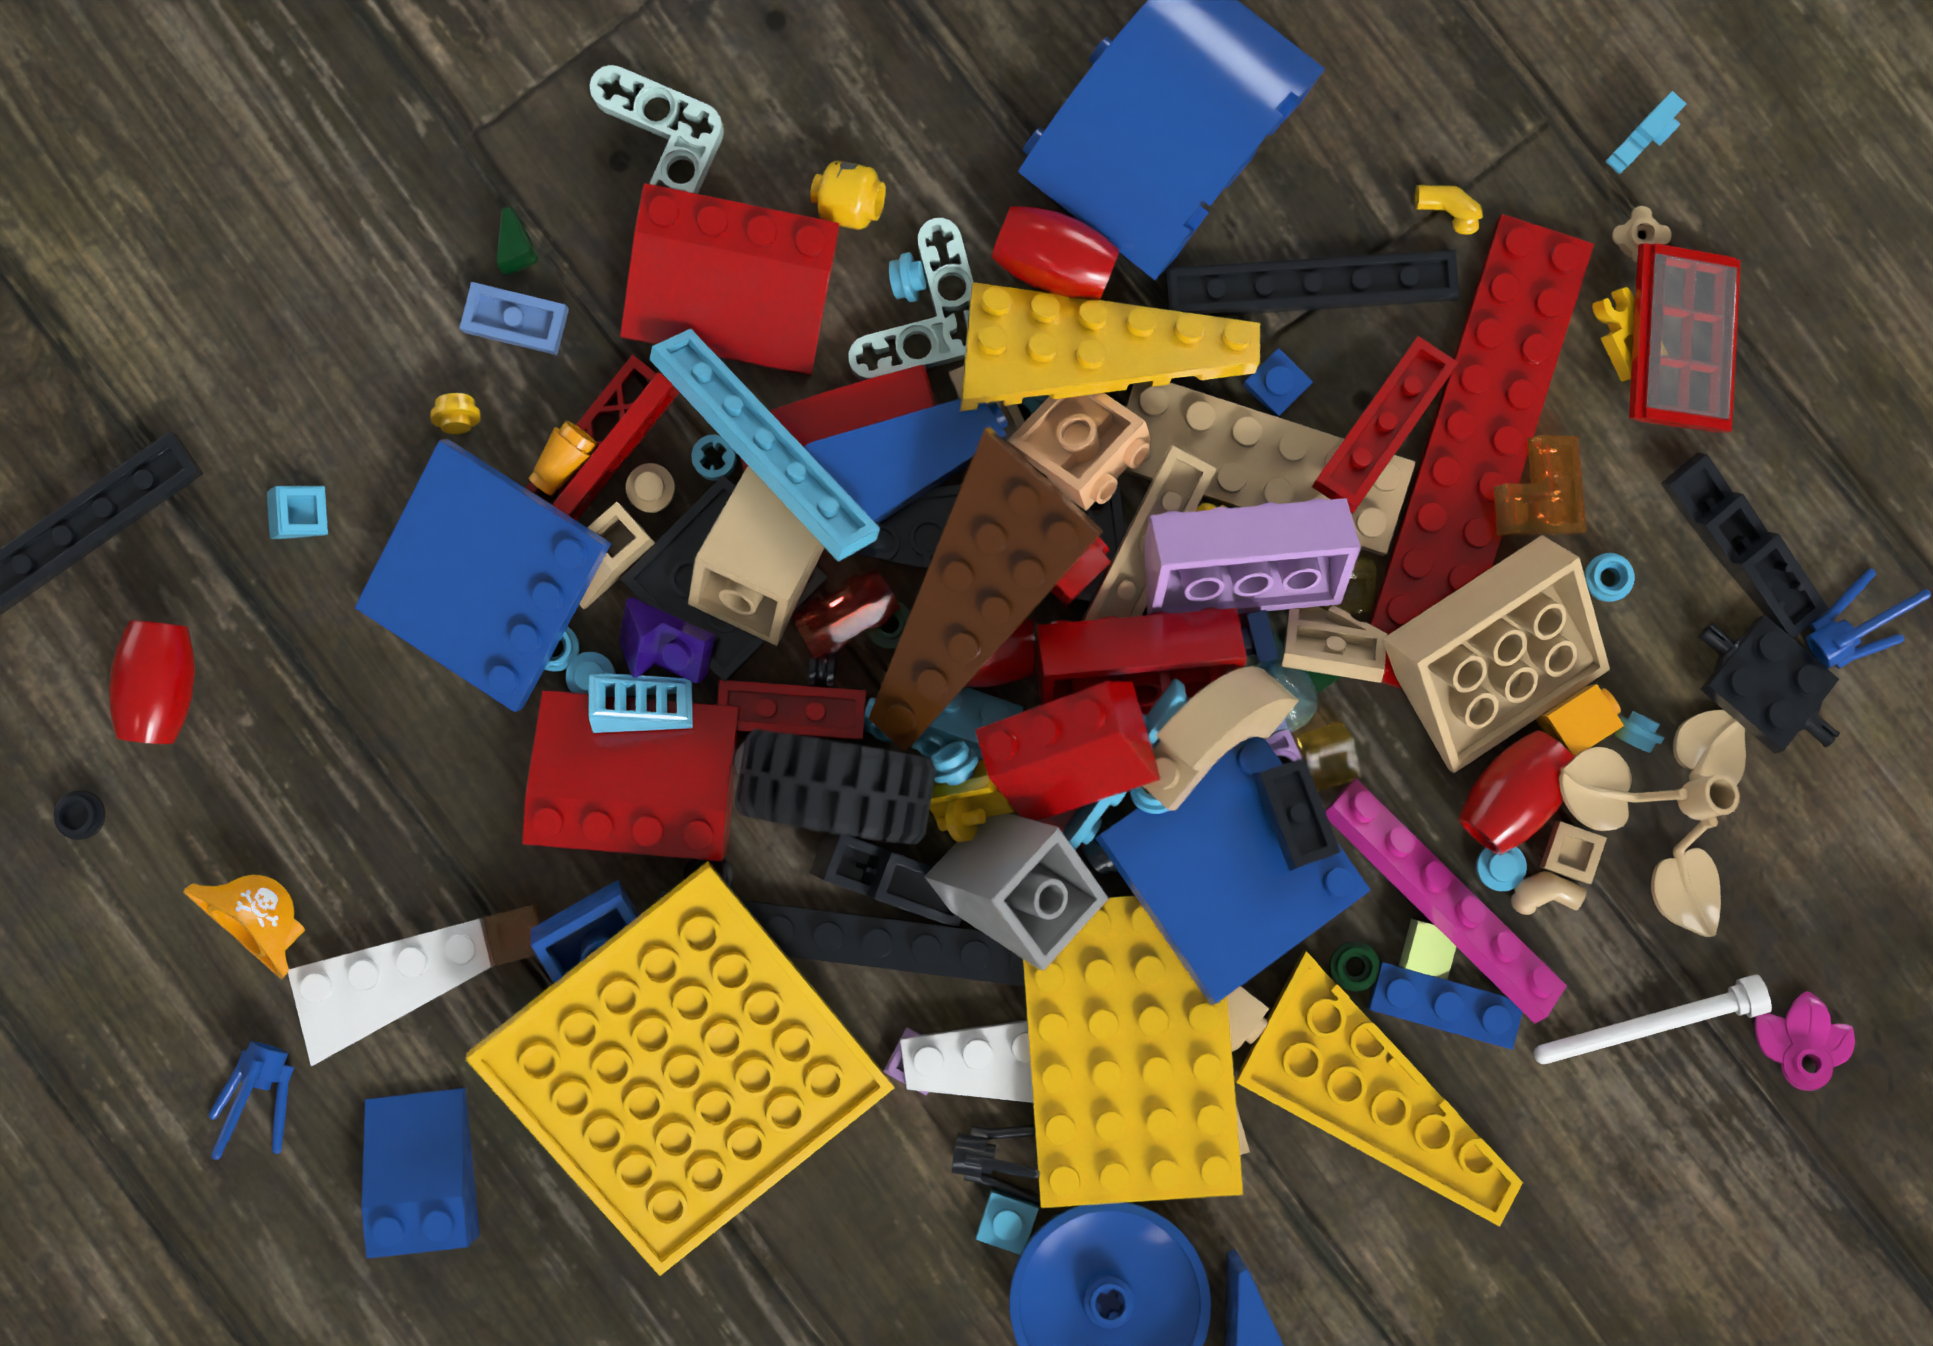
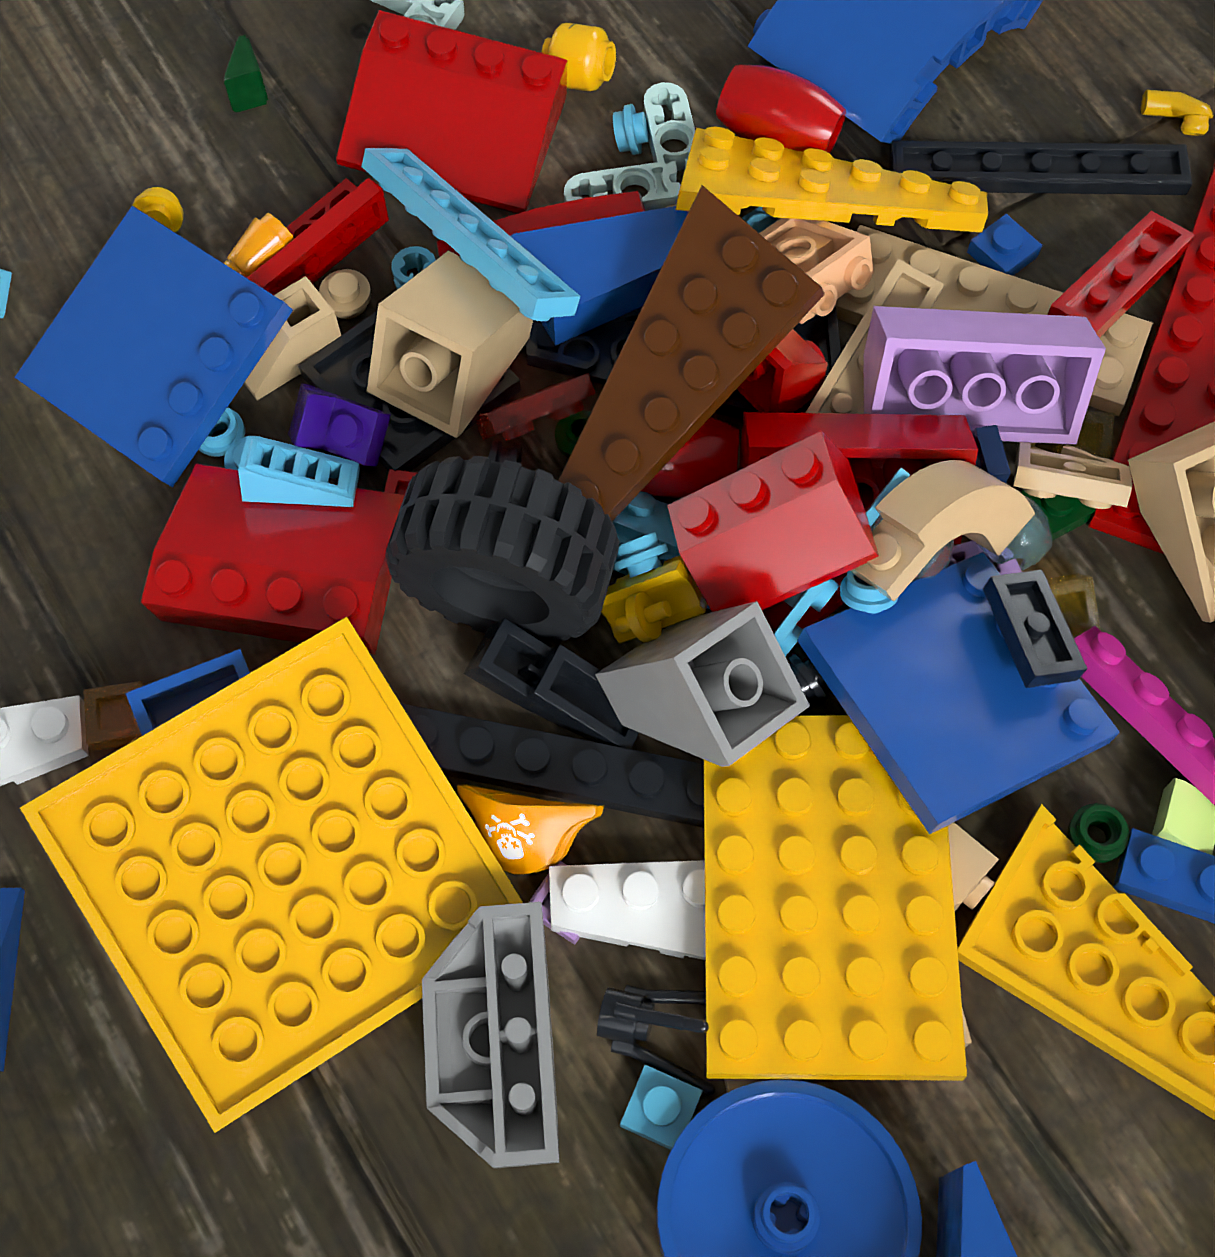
camera: 10 degrees right, 20 degrees down
(514, 318) = (233, 138): medium blue plate -> none
(871, 1192) = (493, 1038): none -> light grey wedge
(876, 1005) = (526, 830): none -> light orange hat

